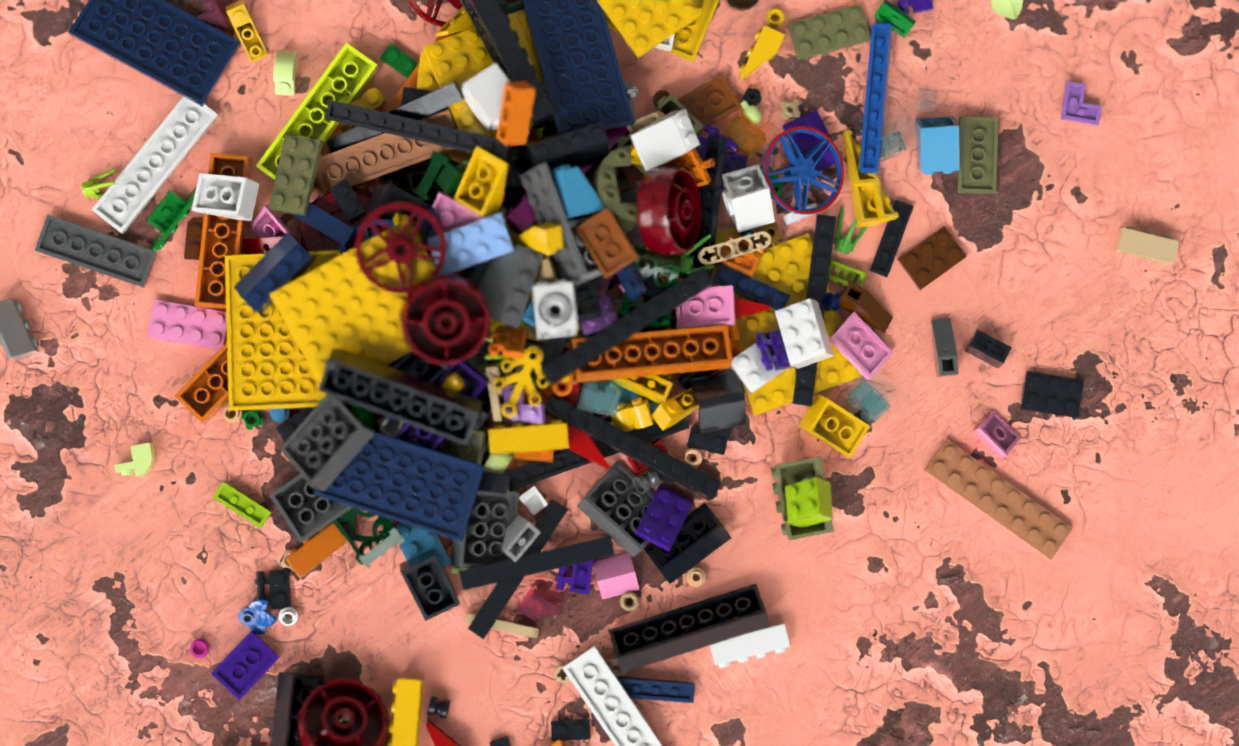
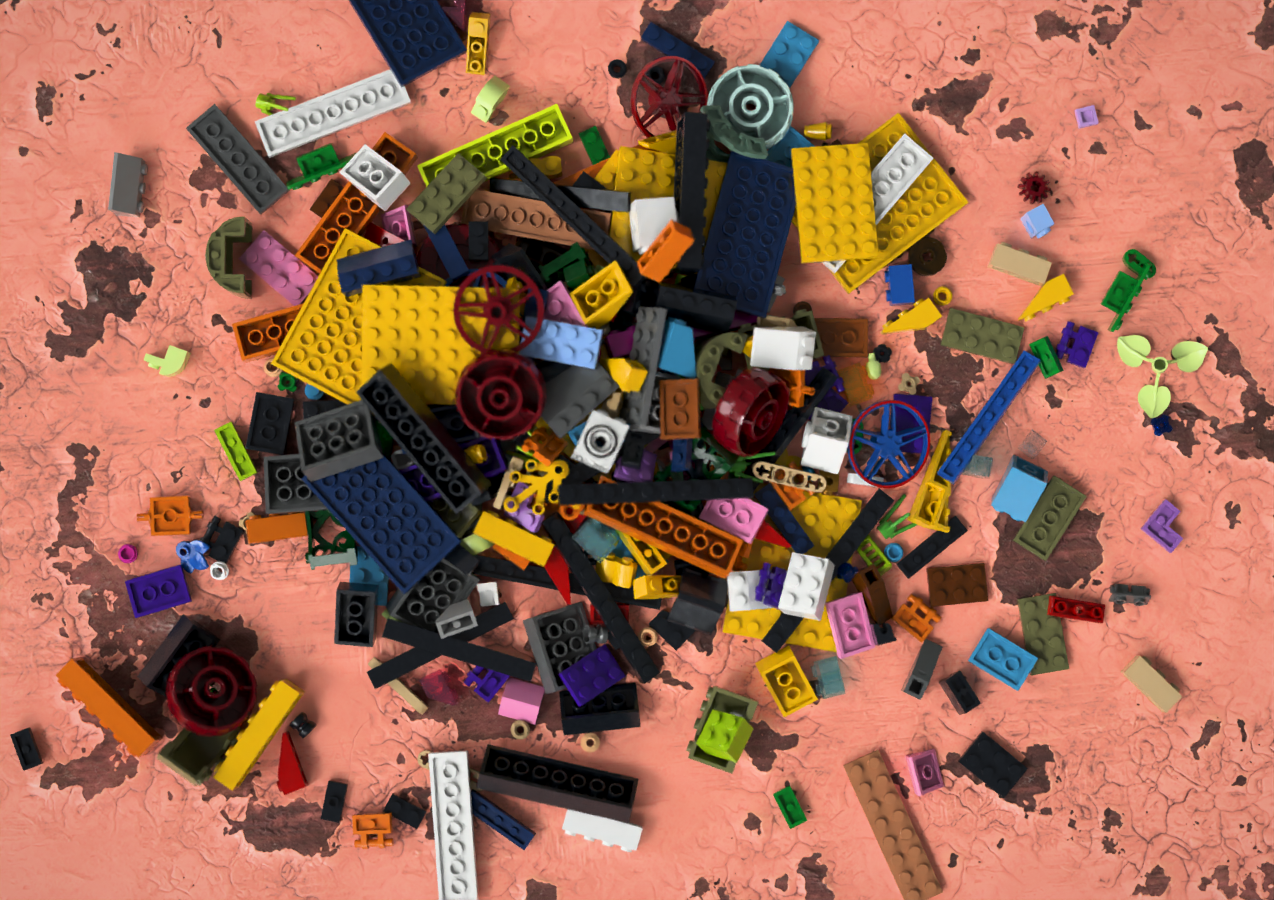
camera: 30 degrees right, 0 degrees up
(130, 343) = (220, 255): none -> olive cylinder
(217, 594) = (170, 515): none -> orange plate
(258, 463) = (270, 423): none -> black plate
(733, 29) = (900, 285): none -> blue brick
(861, 261) = (893, 552): none -> dark azure plate
(893, 337) = (882, 635): none -> black hinge
(899, 532) = (789, 807): none -> green plate
(913, 312) = (912, 622): none -> orange plate
(1008, 299) = (1003, 659): none -> dark azure plate
(1026, 26) = (1156, 425): none -> clear blue plate
(1029, 257) = (1042, 635): none -> olive plate
(1037, 223) = (1067, 607): none -> red tile
(1092, 178) = (1138, 596): none -> dark grey hinge

